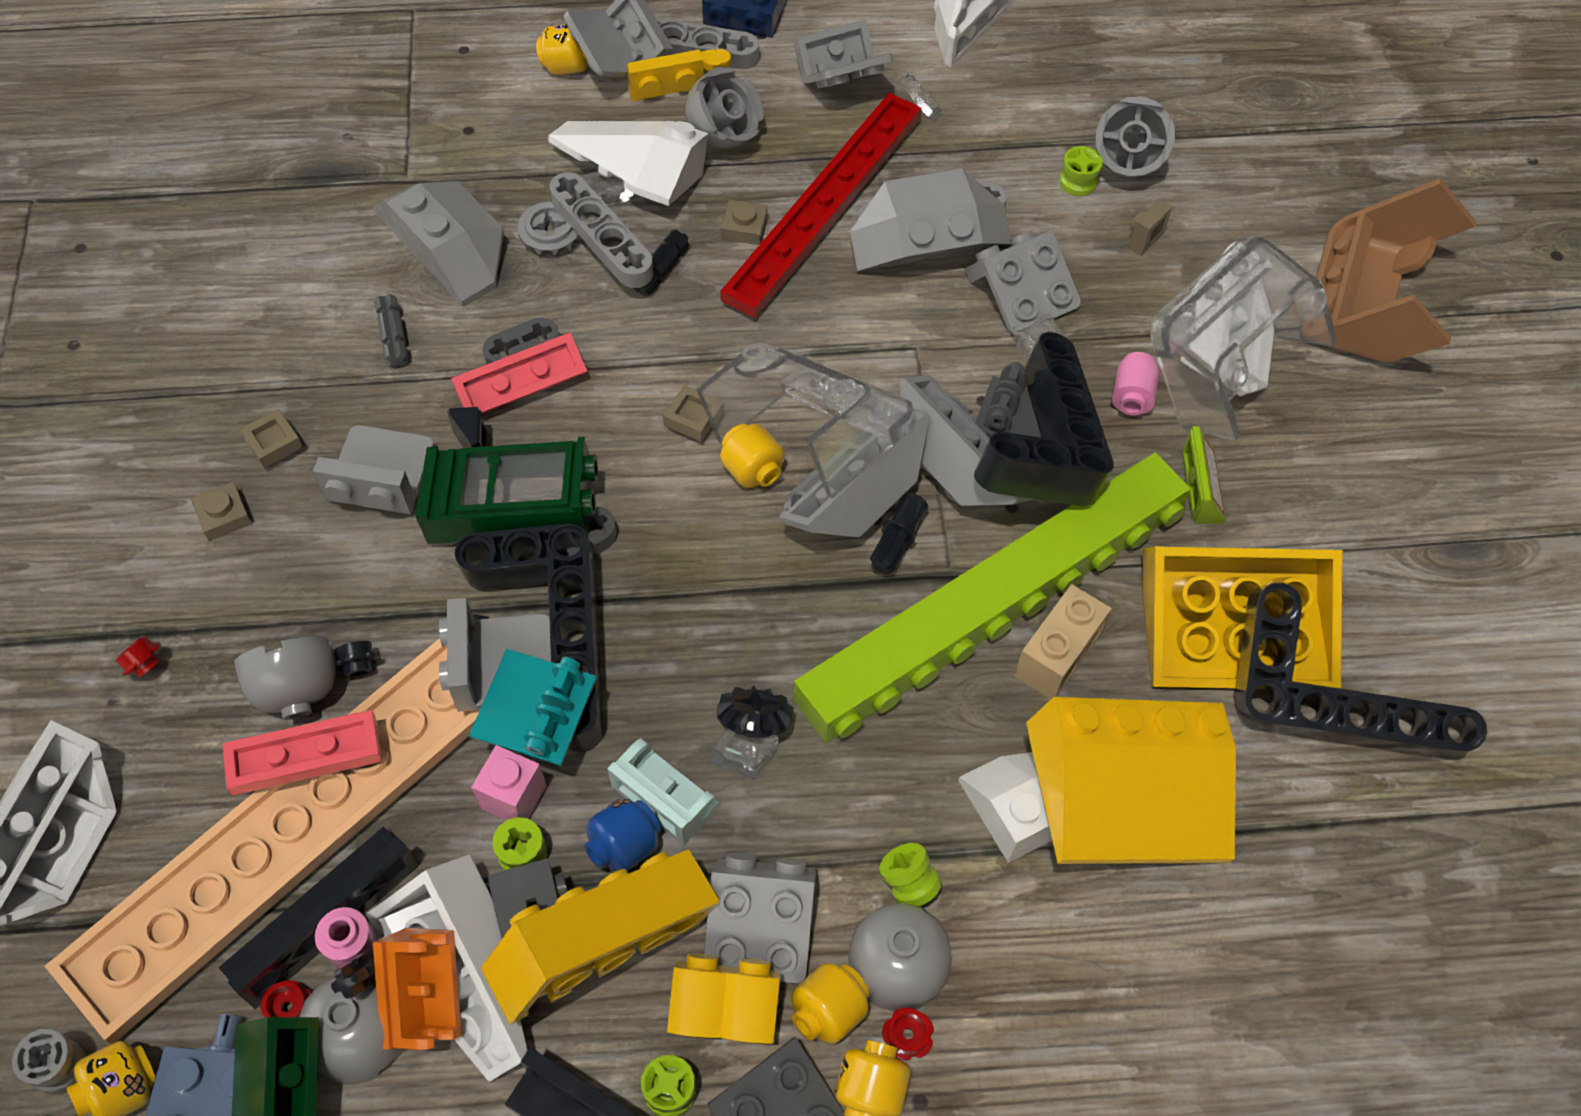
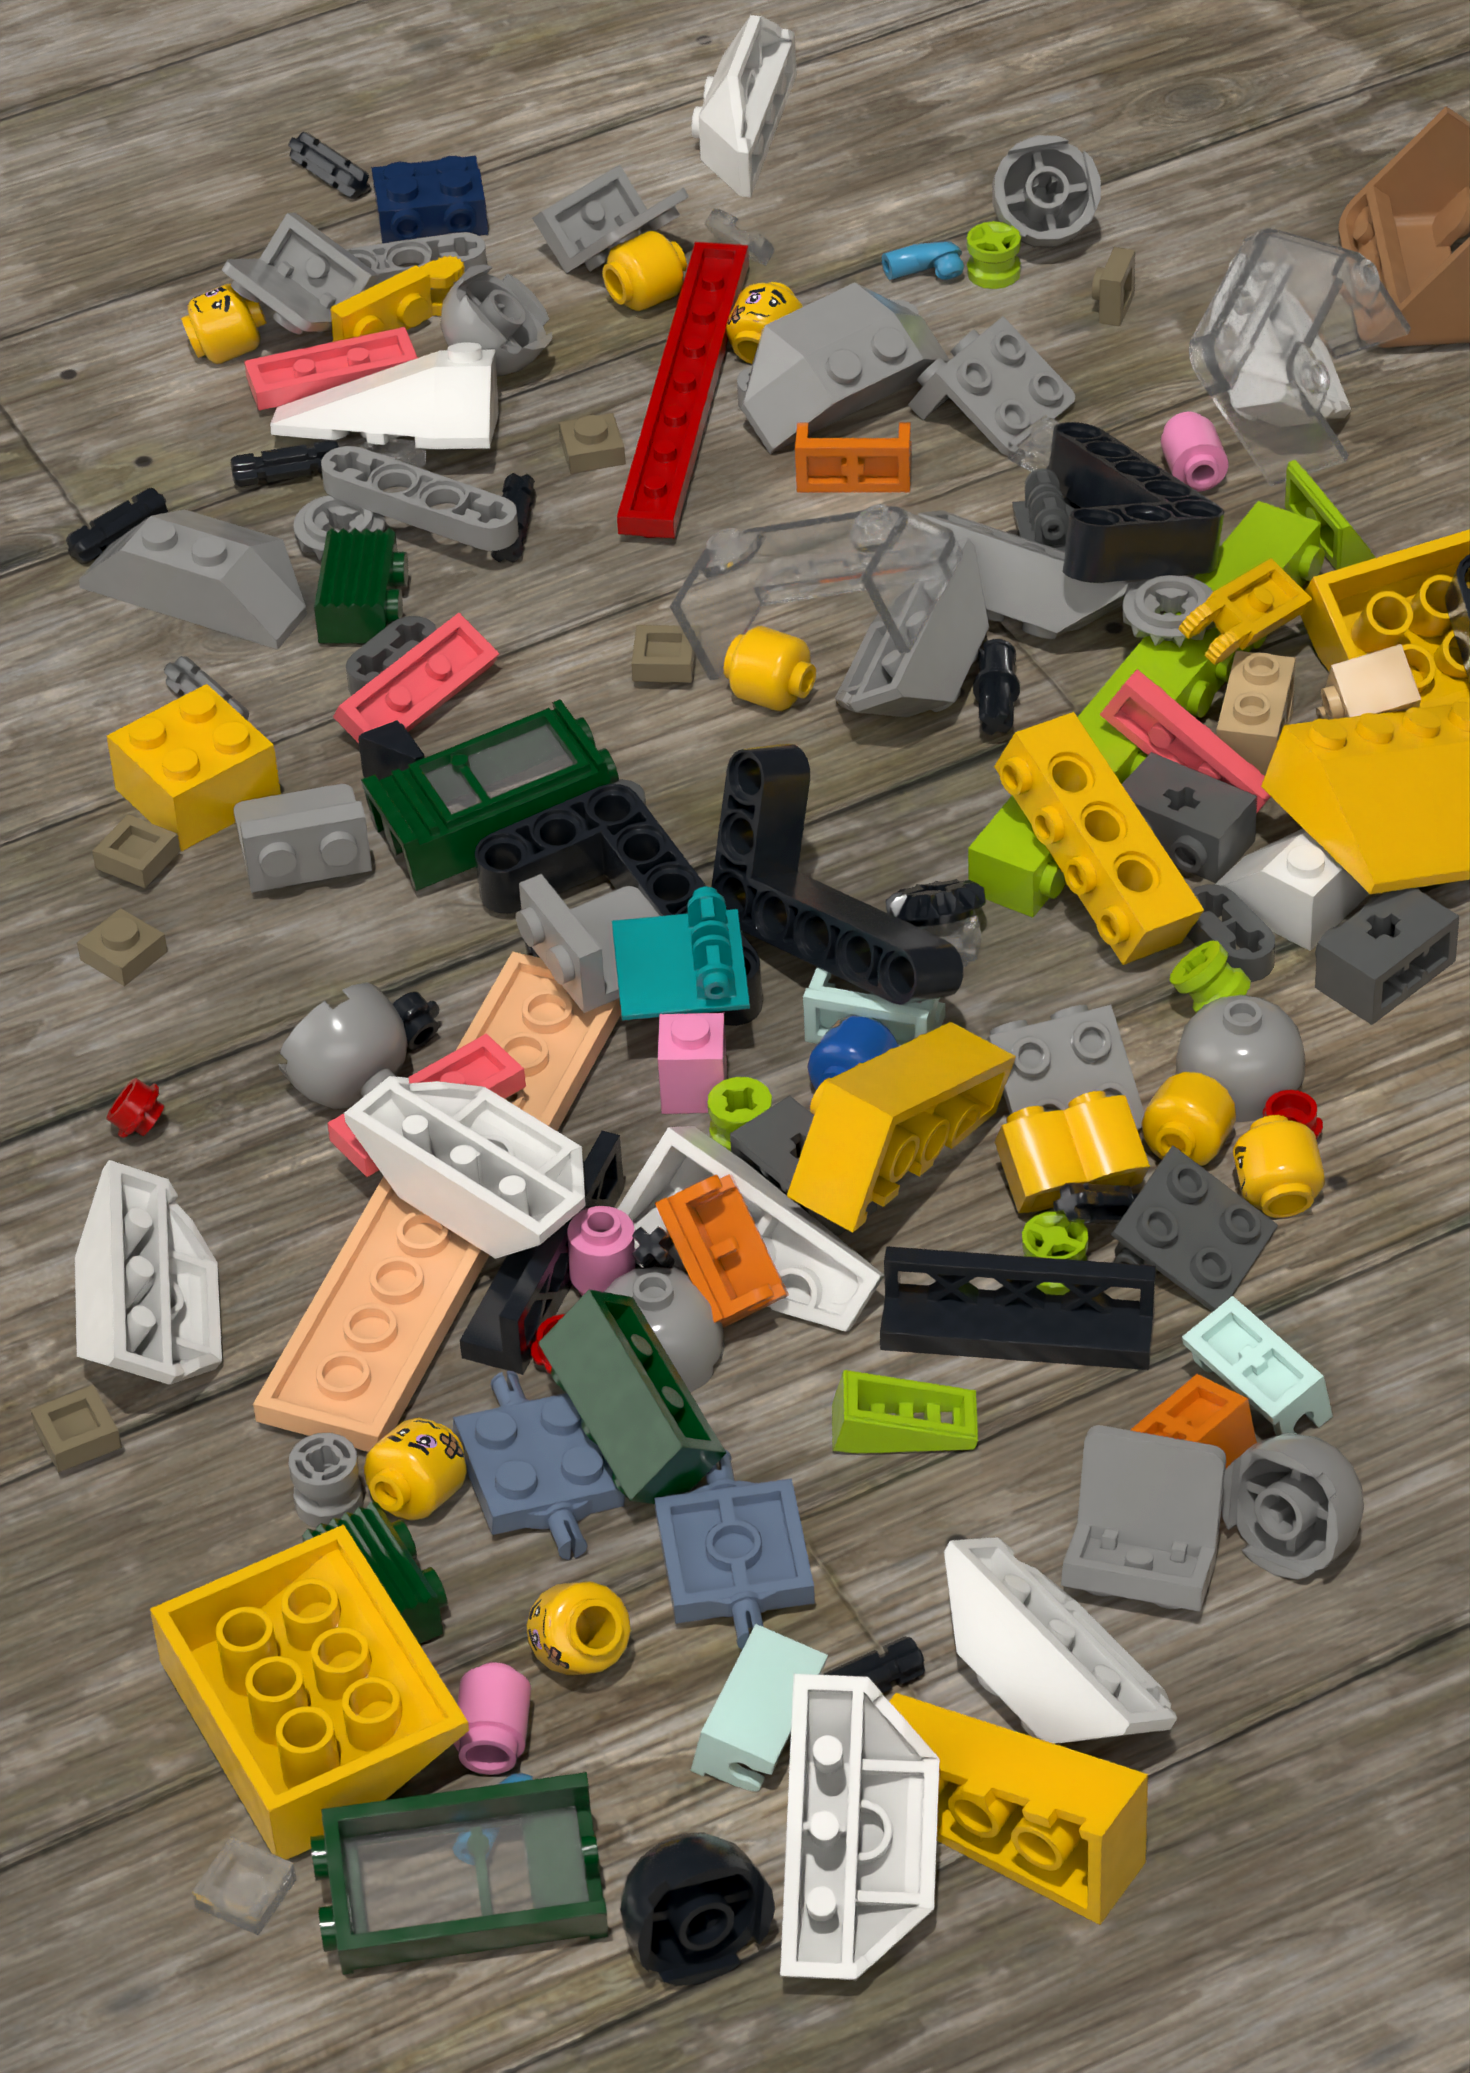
camera: 20 degrees left, 15 degrees down
(288, 834) = (471, 1161): none -> white wedge
(339, 386) = (192, 765): none -> yellow brick
(417, 173) = (87, 543): none -> black axle
(528, 281) = (359, 585): none -> dark green brick
(542, 165) = (279, 463): none -> black axle
(610, 103) = (317, 368): none -> coral plate
(651, 692) = (779, 905): none -> black beam
(714, 1065) = (1094, 1202): none -> black axle
(844, 103) = (644, 271): none -> yellow head
(897, 693) = (1098, 838): none -> yellow brick
(899, 162) = (753, 310): none -> yellow head
(901, 303) = (853, 462): none -> orange hinge
(942, 827) = (1238, 927): none -> dark grey beam
(967, 686) = (1193, 815): none -> dark grey brick
(993, 659) = (1165, 728): none -> coral plate
(1034, 154) = (924, 256): none -> dark azure arm
(1041, 922) = (1386, 952): none -> dark grey brick
(1049, 515) = (1166, 594): none -> light grey gear
(1094, 555) = (1247, 609): none -> yellow hinge
(1146, 673) = (1369, 685): none -> tan brick

